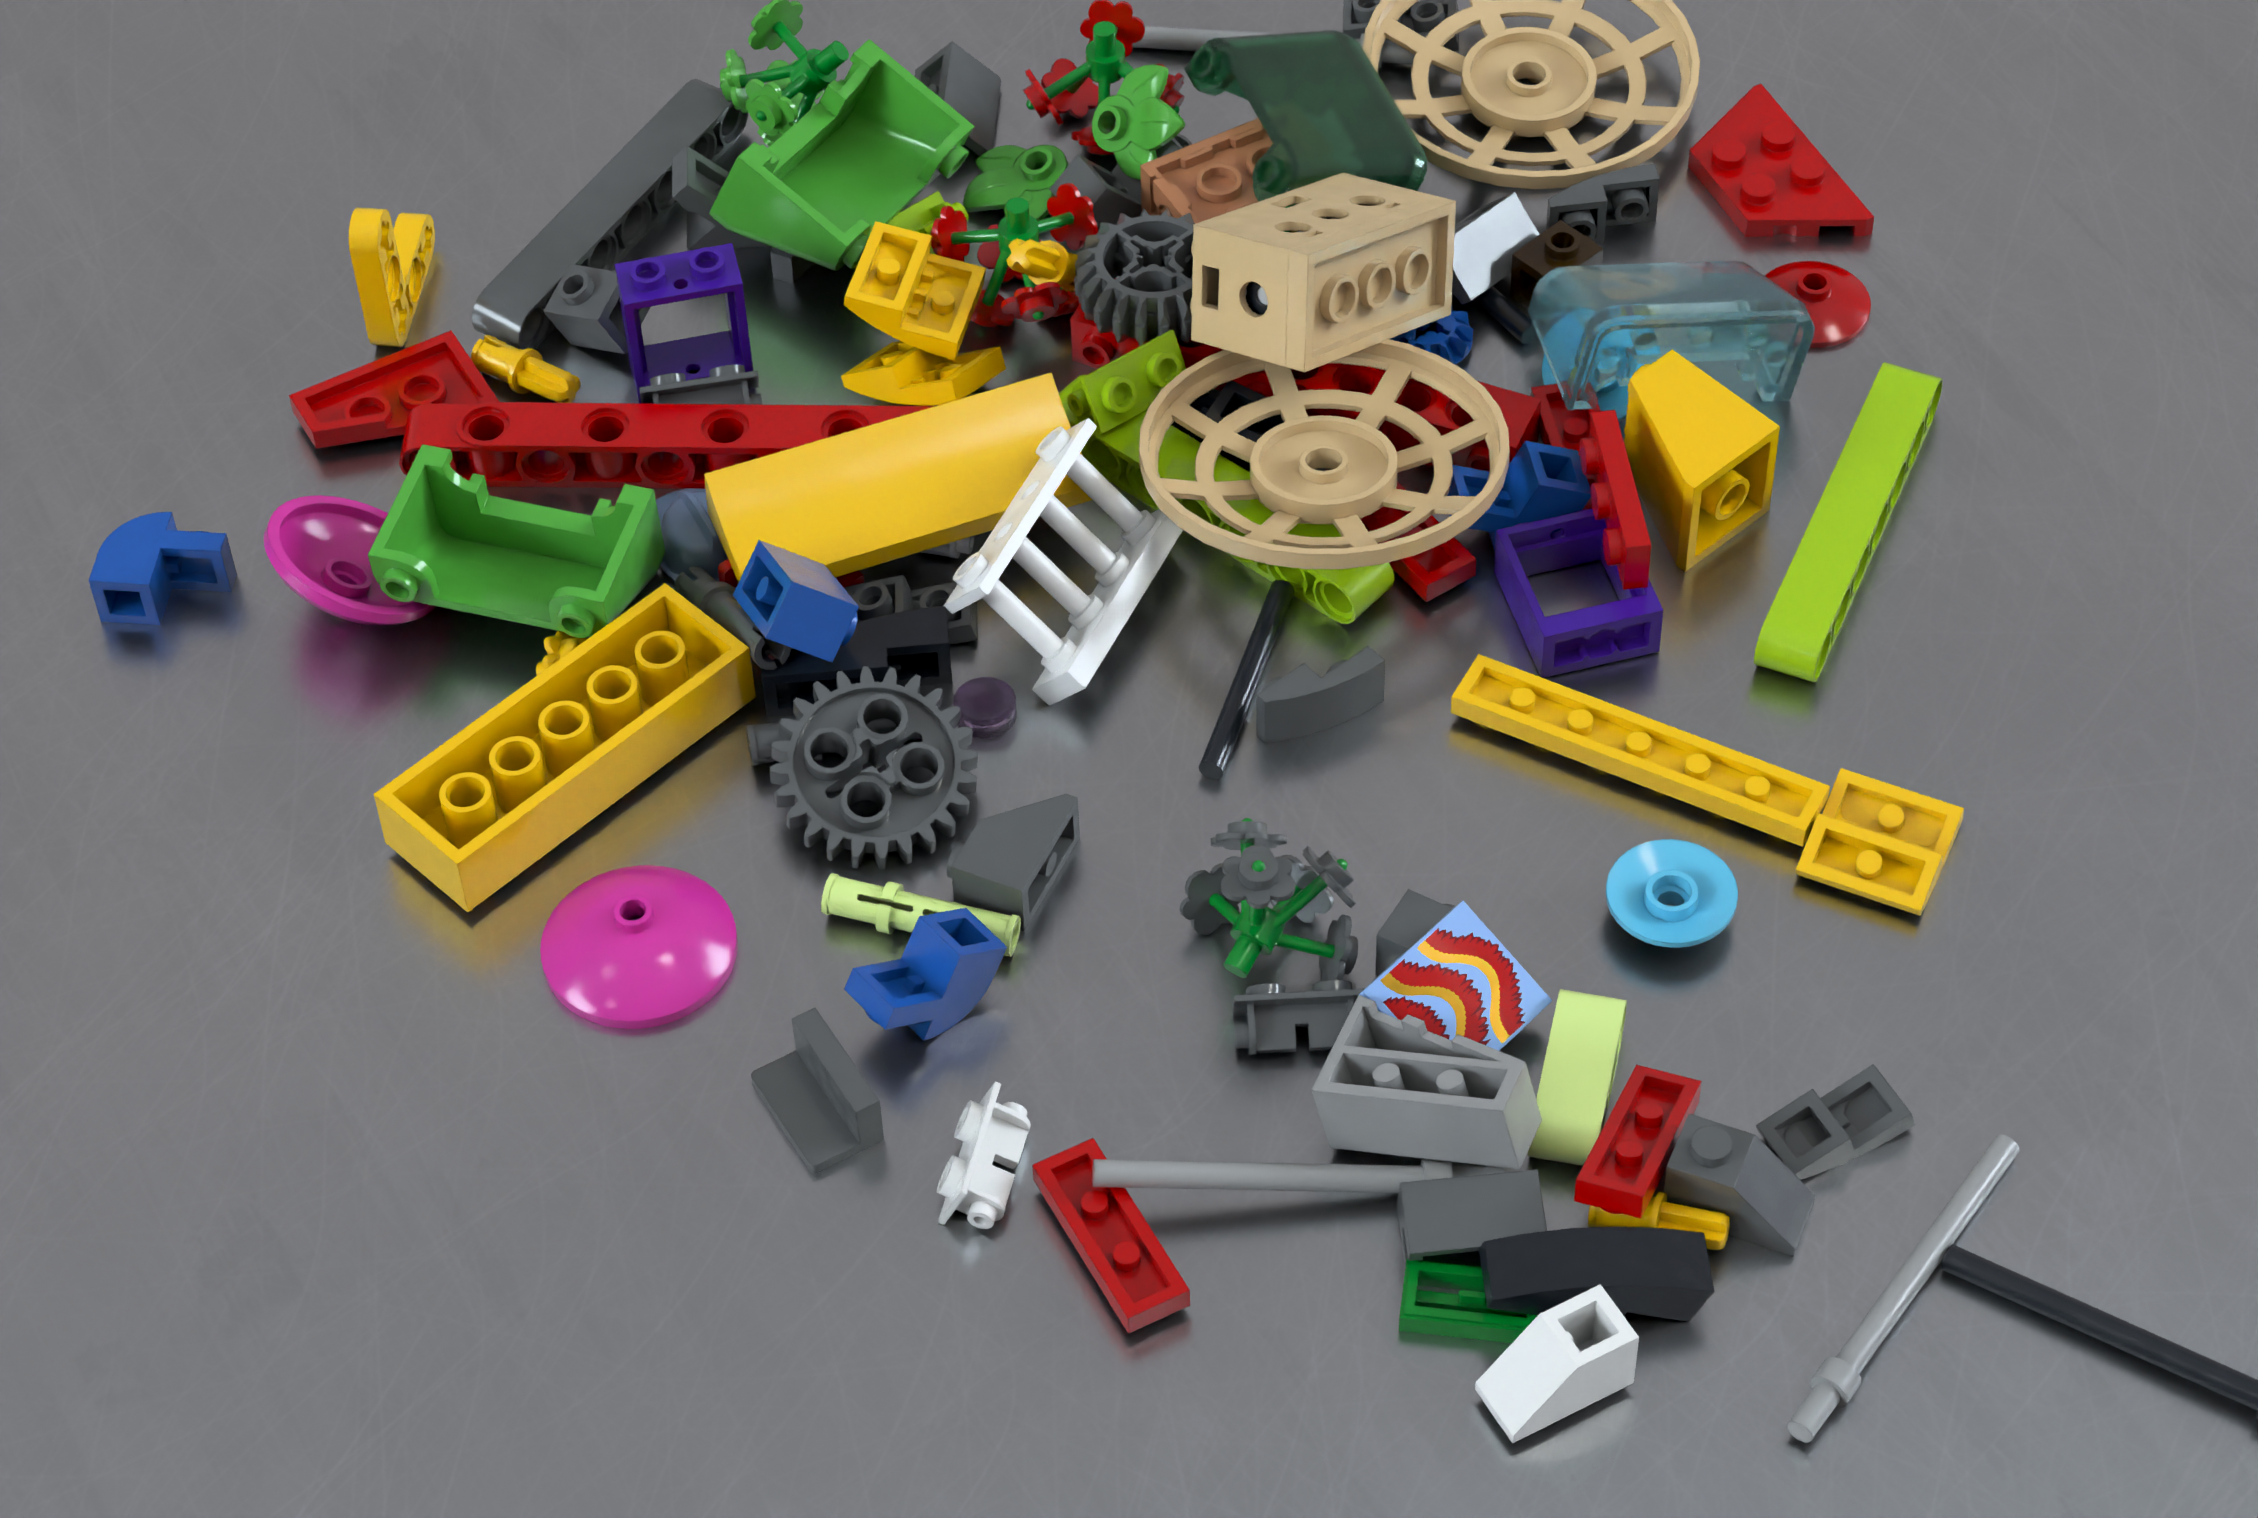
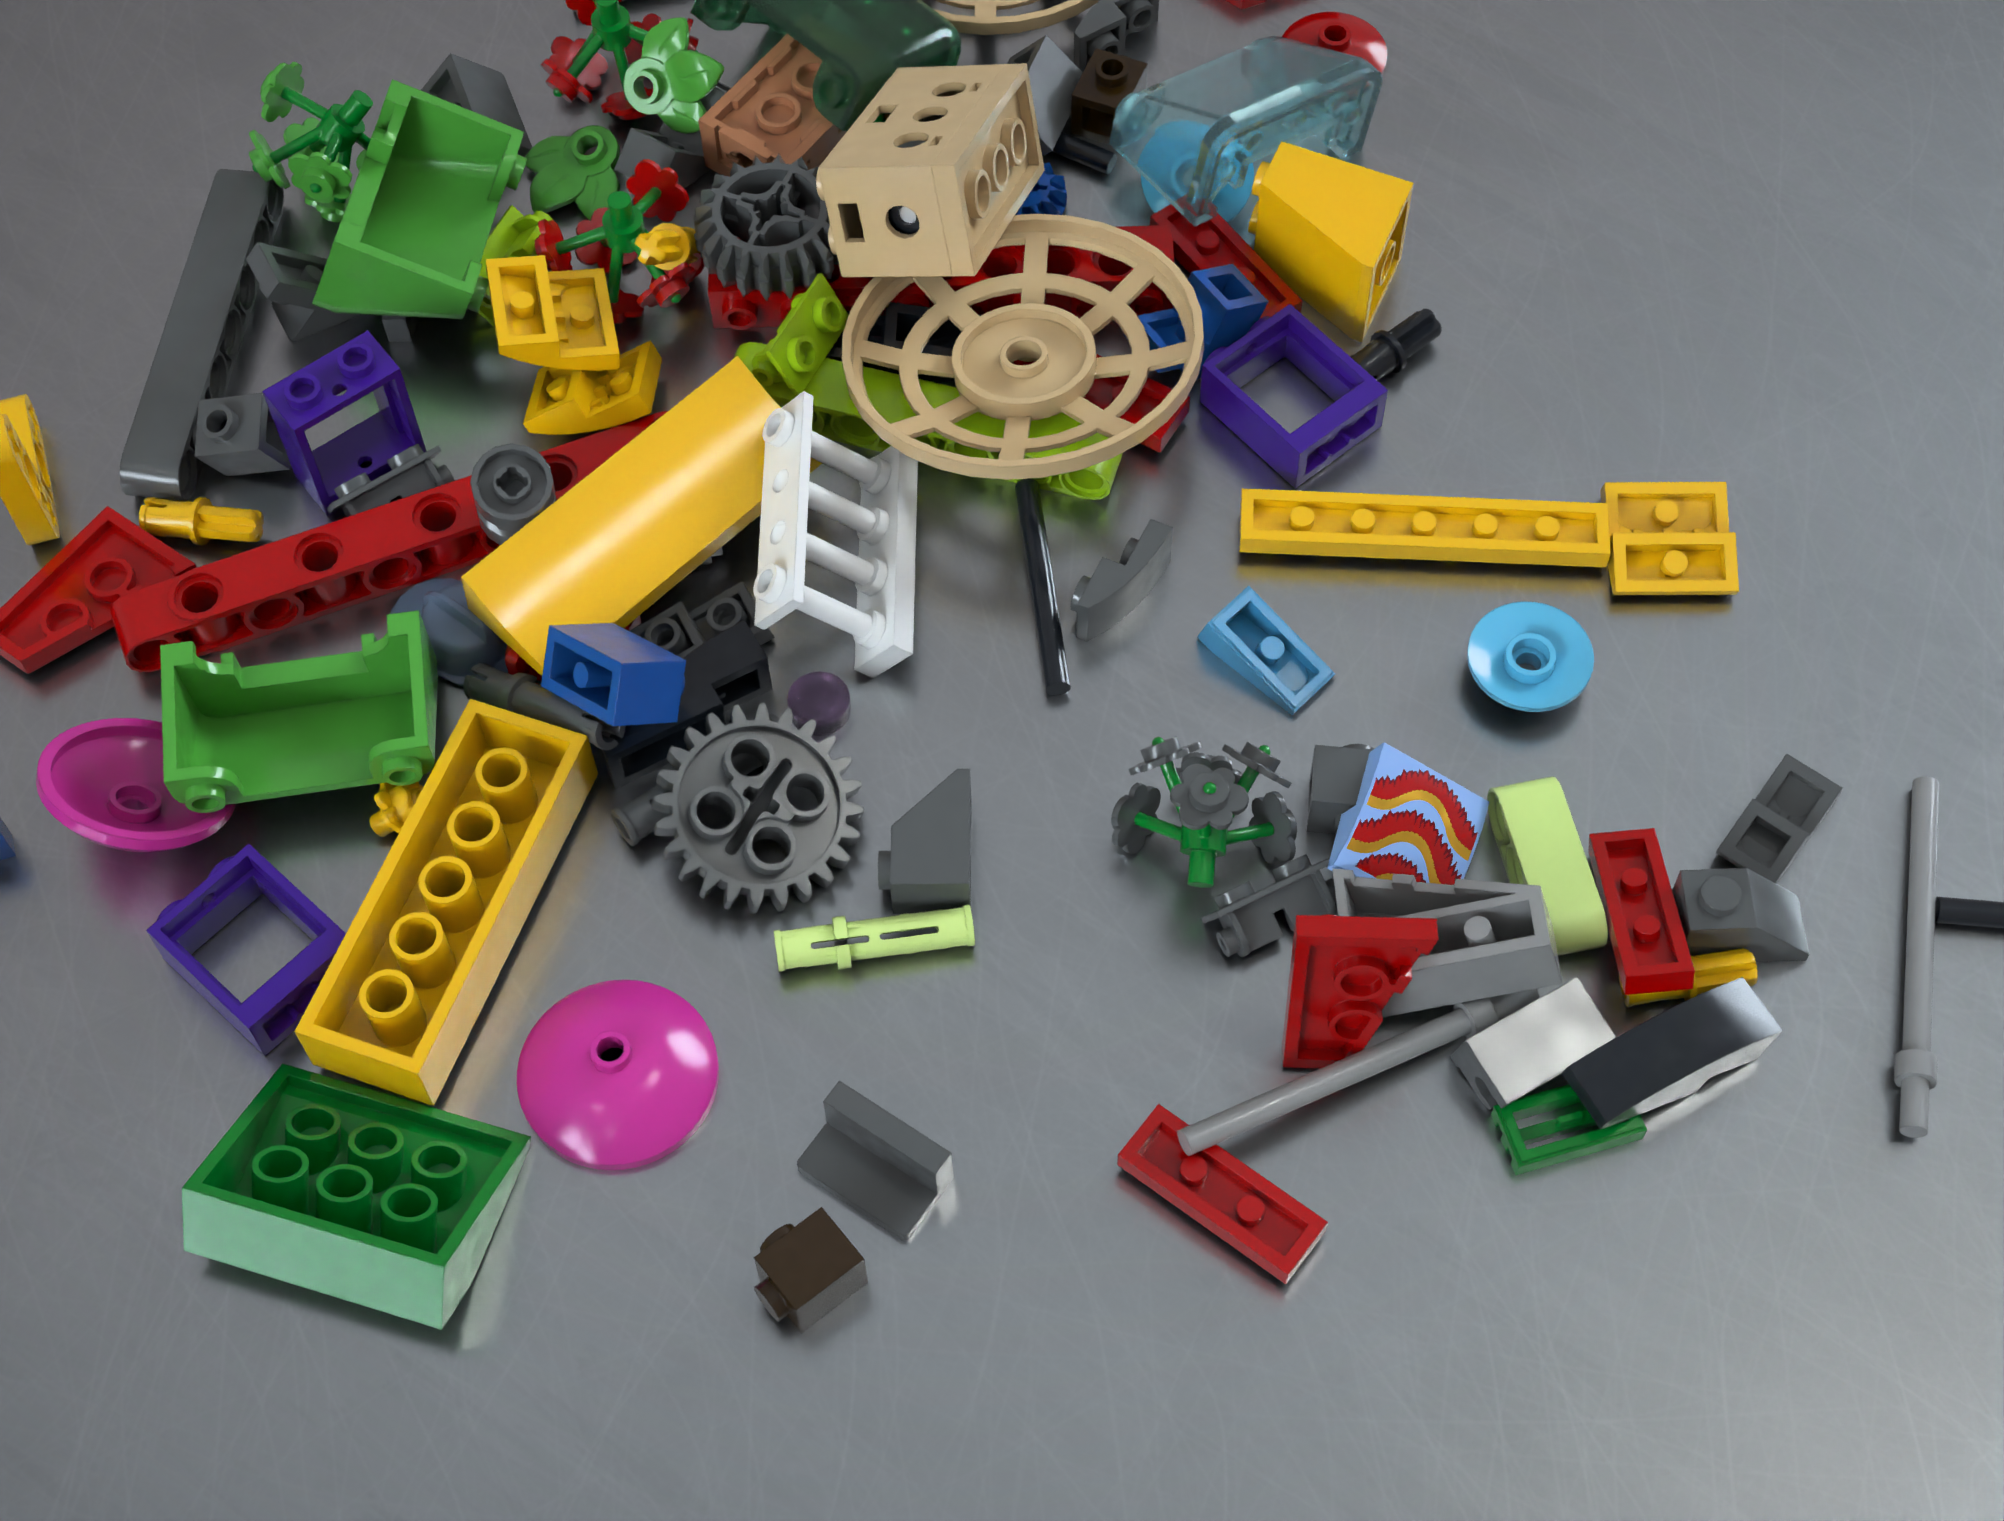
camera: 25 degrees left, 10 degrees up
(343, 692) = (231, 887): none -> dark purple window
(361, 952) = (354, 1194): none -> green slope
(708, 1156) = (808, 1270): none -> dark brown brick
(788, 413) = (510, 489): none -> dark grey wheel
(936, 979) = (926, 1000): blue brick -> none
(970, 1180) = (1055, 1137): white hinge -> none
(1299, 1078) = (1343, 980): none -> red wing
(1424, 804) = (1265, 651): none -> dark azure slope
(1561, 1364) = (1691, 1159): white slope -> none
(1616, 500) = (1303, 300): red plate -> none
(1704, 583) = (1390, 349): none -> black axle
(1848, 523) = (1483, 250): lime beam -> none

